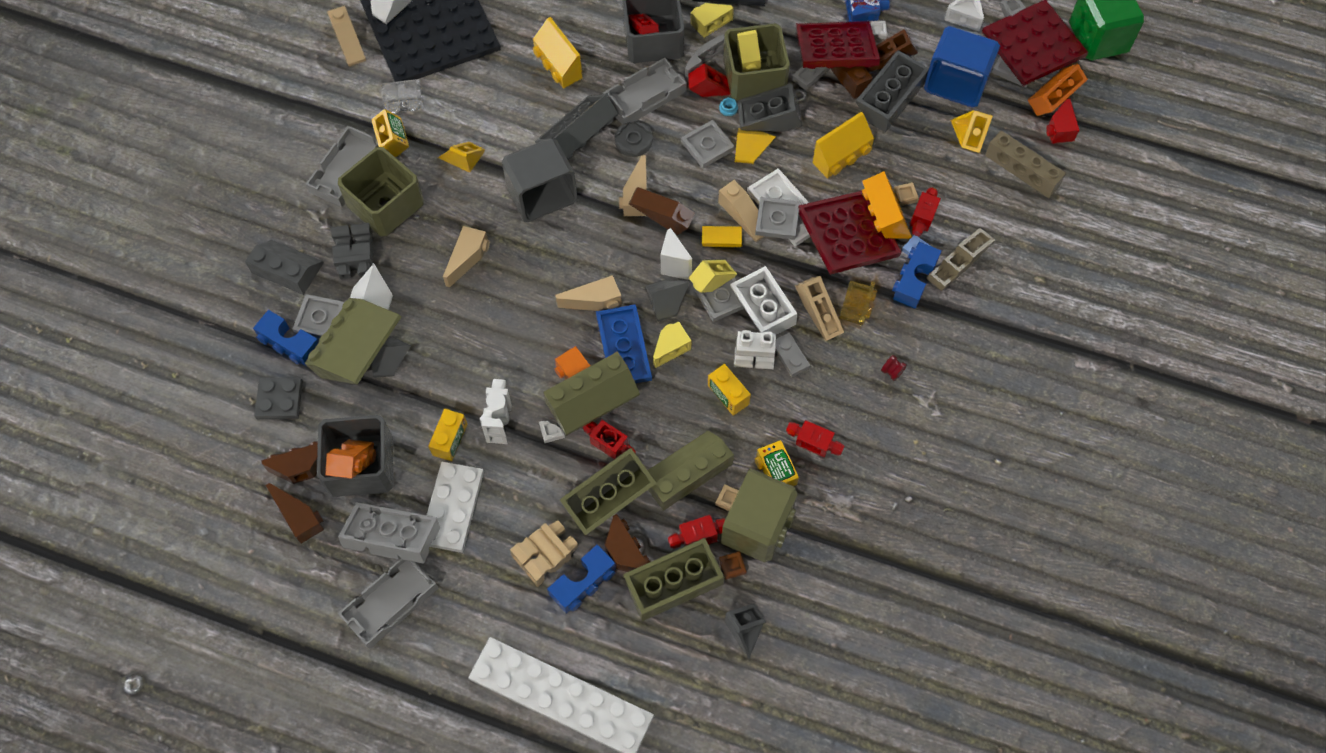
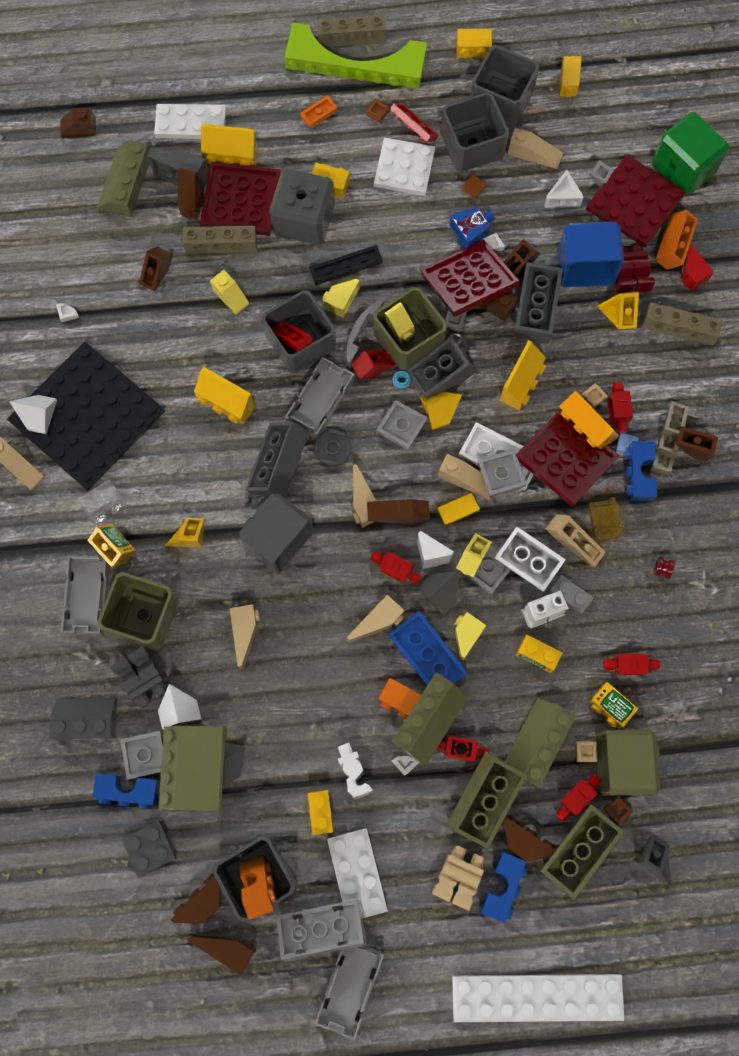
camera: 25 degrees left, 10 degrees up
(634, 259) = (396, 567): none -> red piece
(983, 270) = (696, 443): none -> reddish brown slope
(1002, 94) = (639, 265): none -> dark red hips

